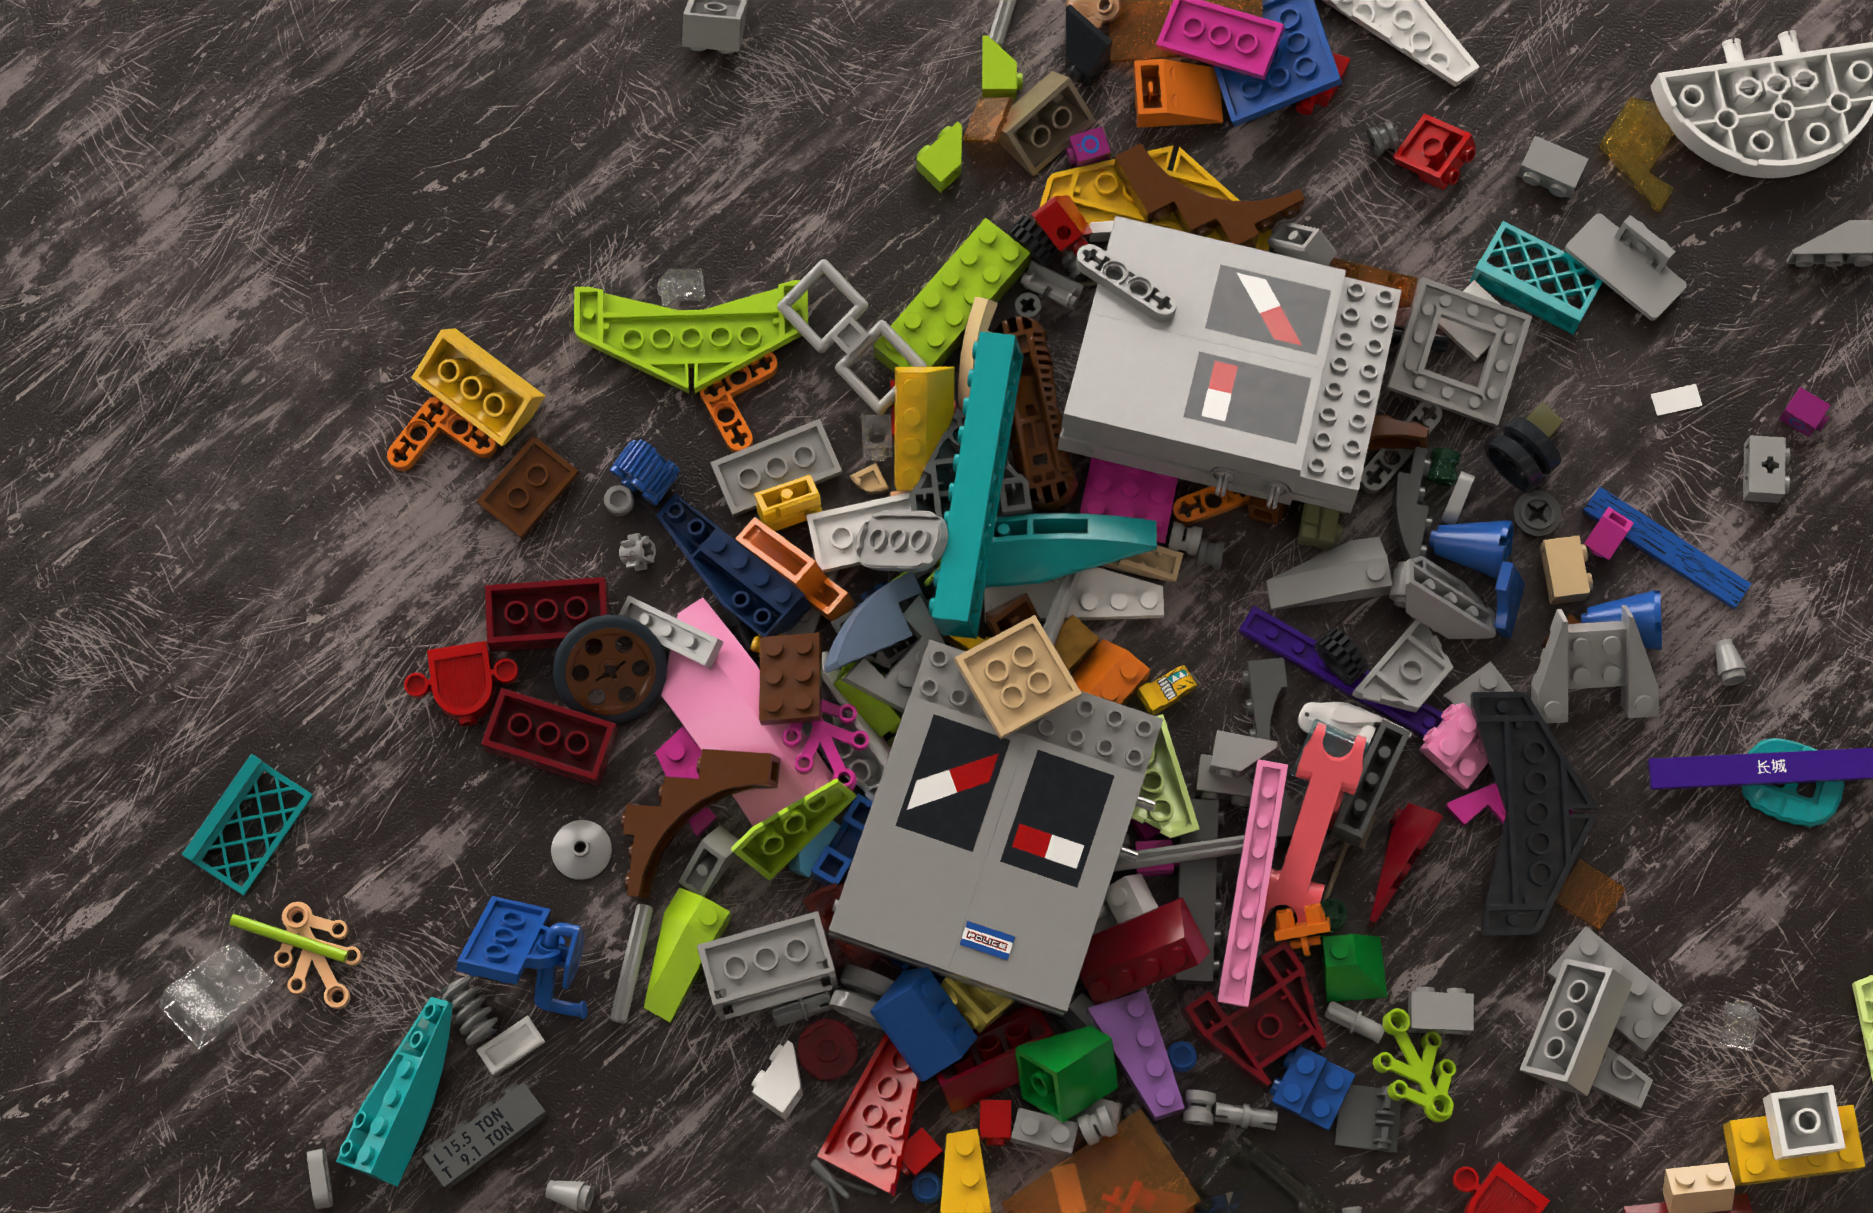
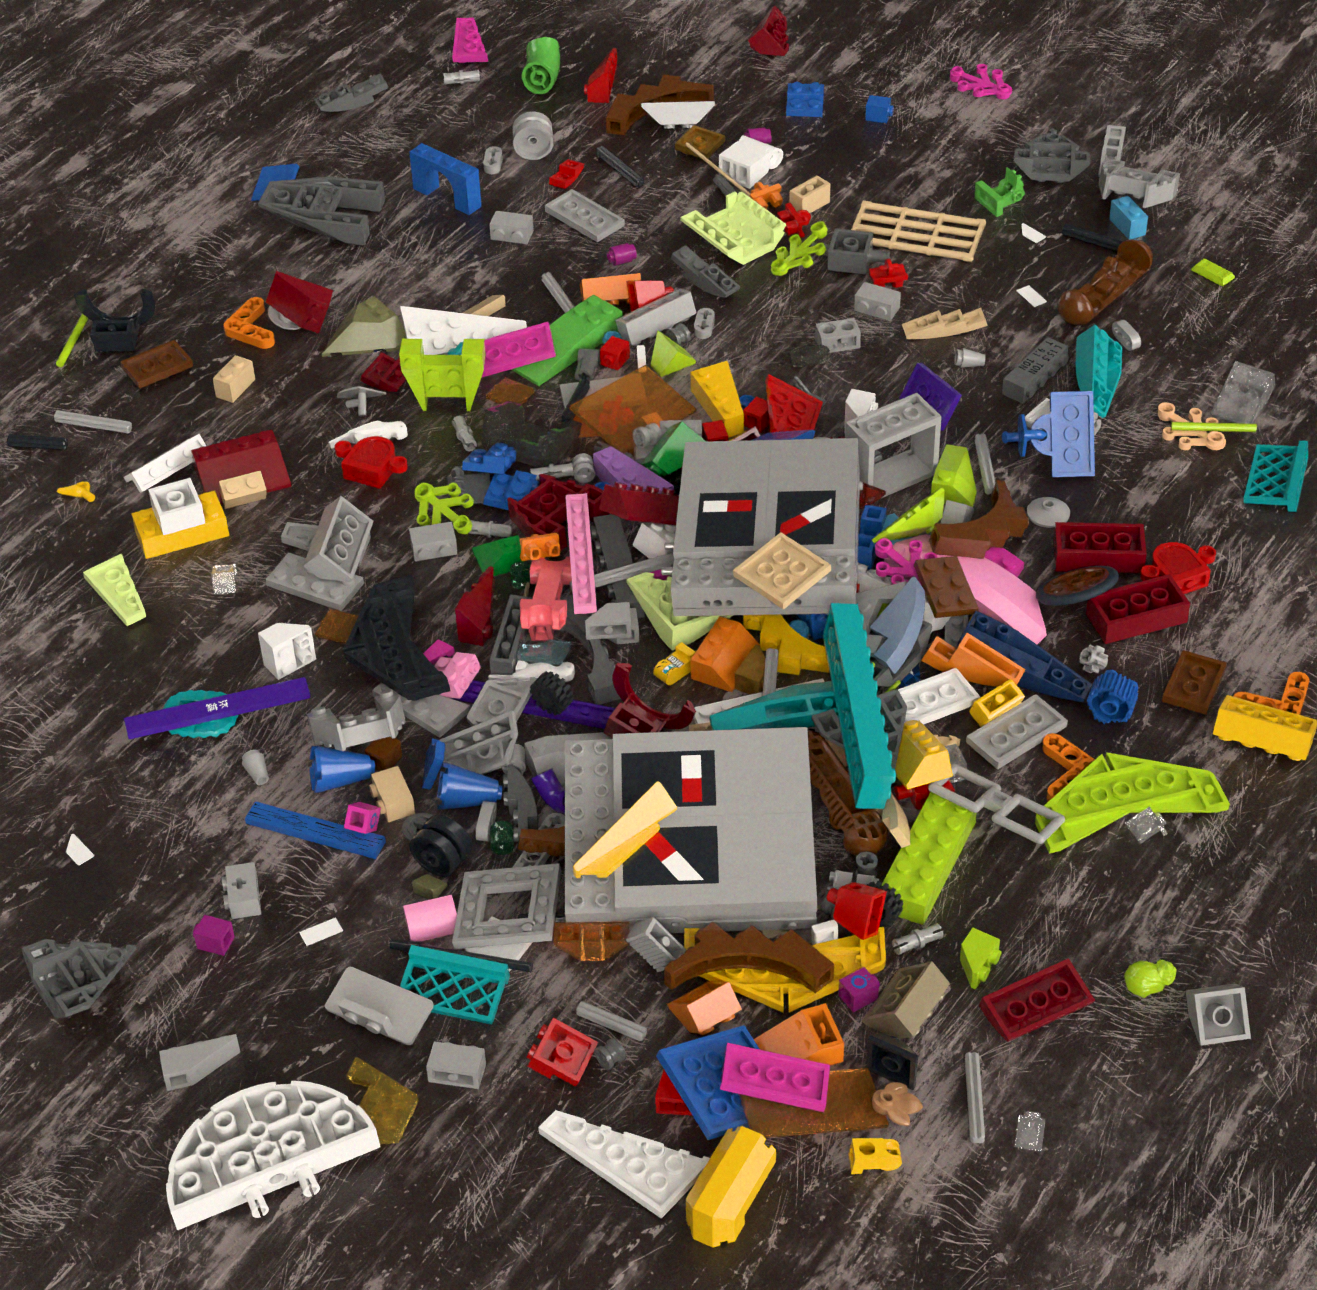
camera: 165 degrees right, 30 degrees down
(661, 1104) = (934, 391): none -> dark purple plate
(674, 633) = (1044, 611): light grey plate -> none
(768, 90) = (1148, 978): none -> lime hair
(900, 90) = (1036, 1000): none -> dark red slope
(902, 540) = (900, 664): light grey tile -> none
(987, 940) = (750, 457): sticker -> none
(988, 120) = (952, 985): clear orange piece -> none
(999, 71) = (958, 1029): lime slope -> none
(1001, 202) = (917, 938): none -> light grey pin
(1010, 614) = (805, 667): reddish brown slope -> none
(1129, 279) = (788, 842): light grey beam -> none
(1238, 596) = (635, 715): none -> dark red piece
(1264, 168) = (706, 1006): none -> slope
(1317, 332) = (627, 834): none -> yellow wedge
(1332, 1154) = (494, 460): none -> blue plate
(1370, 186) = (611, 1021): none -> light grey axle
(1370, 515) = (550, 790): none -> dark purple cylinder
(1548, 373) = (430, 918): none -> bright pink brick
(1571, 339) = (512, 964): none -> black bar
(1673, 841) = (286, 648): none -> white slope

